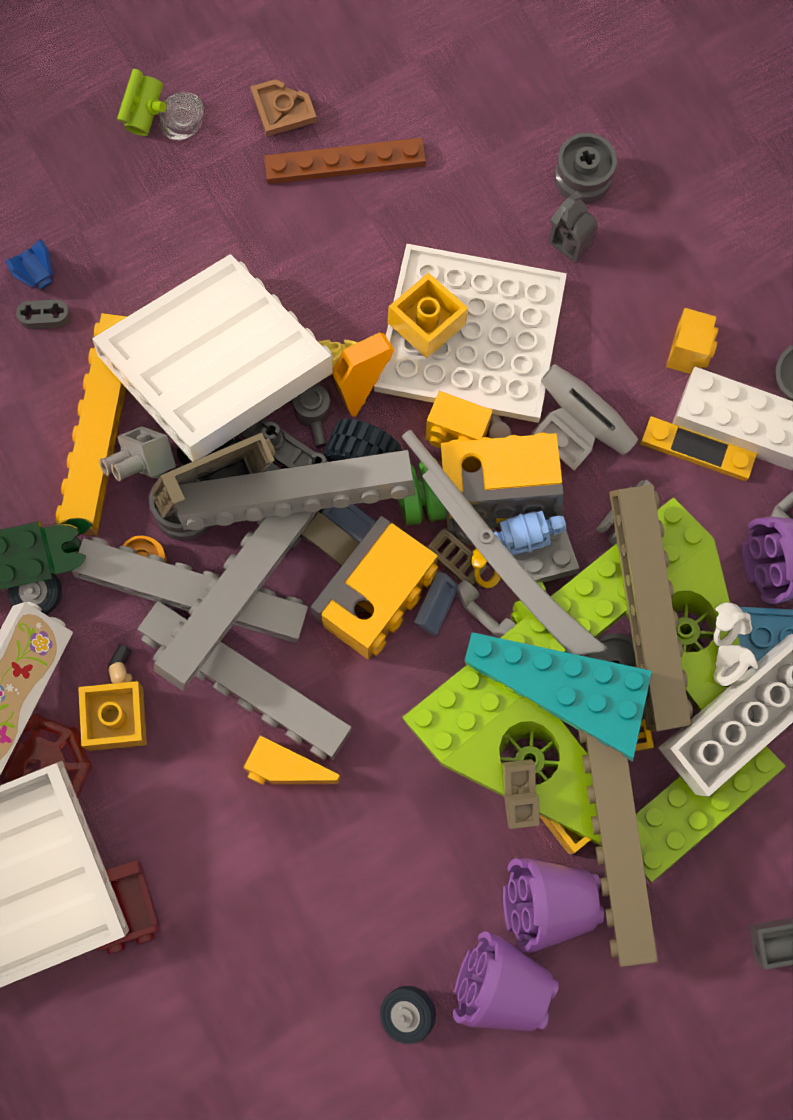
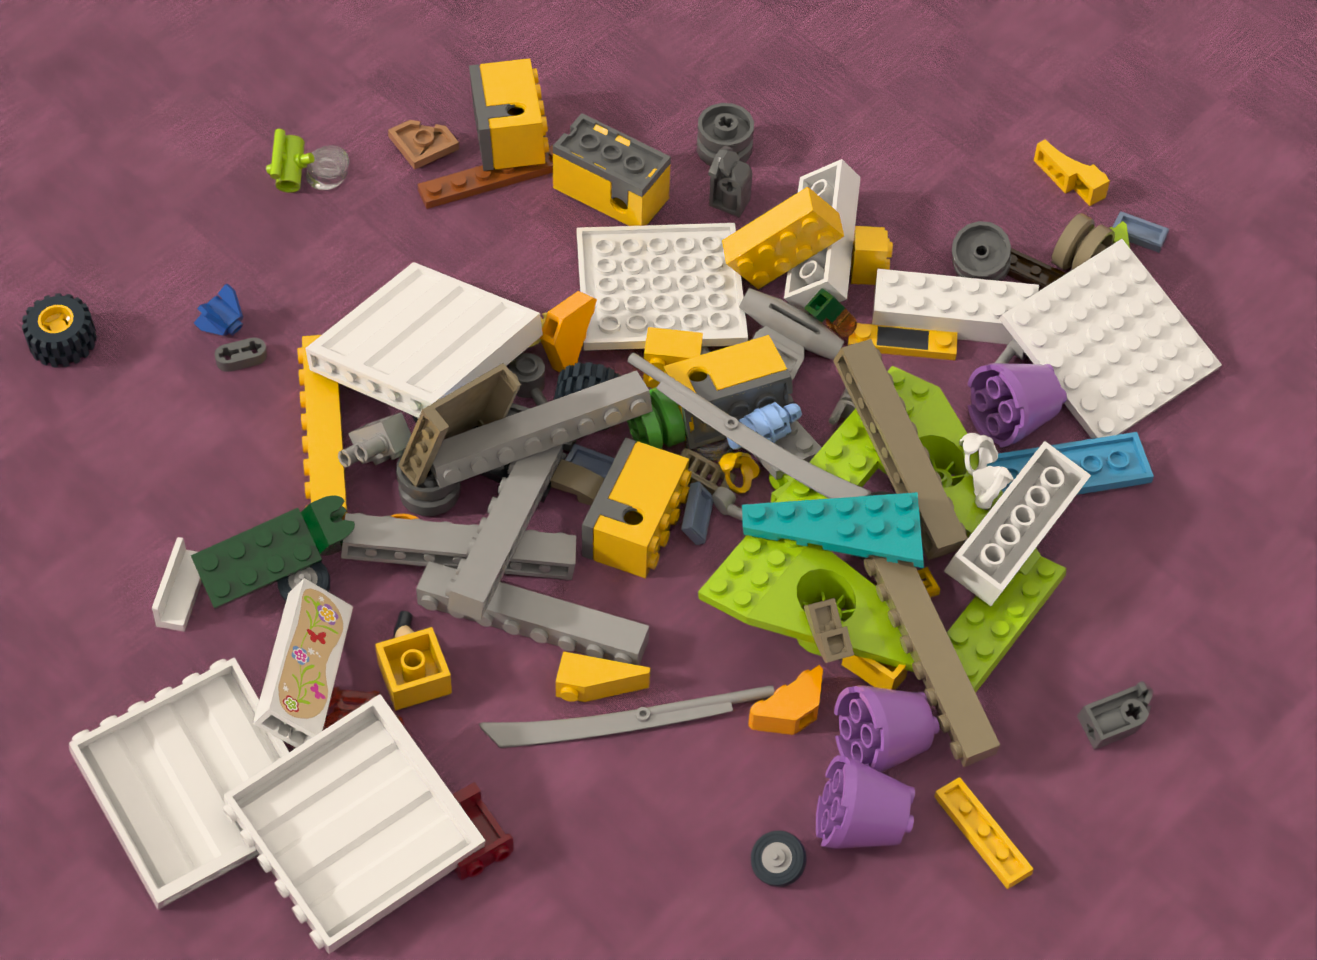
camera: 15 degrees left, 20 degrees down
(220, 808) = (539, 732): none -> light grey piece
(370, 98) = (509, 114): none -> yellow piece
(427, 315) = (617, 272): yellow brick -> none
(455, 191) = (611, 172): none -> piece
(470, 844) = (791, 706): none -> light orange slope
(605, 316) = (783, 238): none -> yellow brick
(617, 1035) = (983, 833): none -> yellow plate
(630, 404) = (837, 317): none -> dark green leg
(649, 316) = (830, 267): none -> white brick

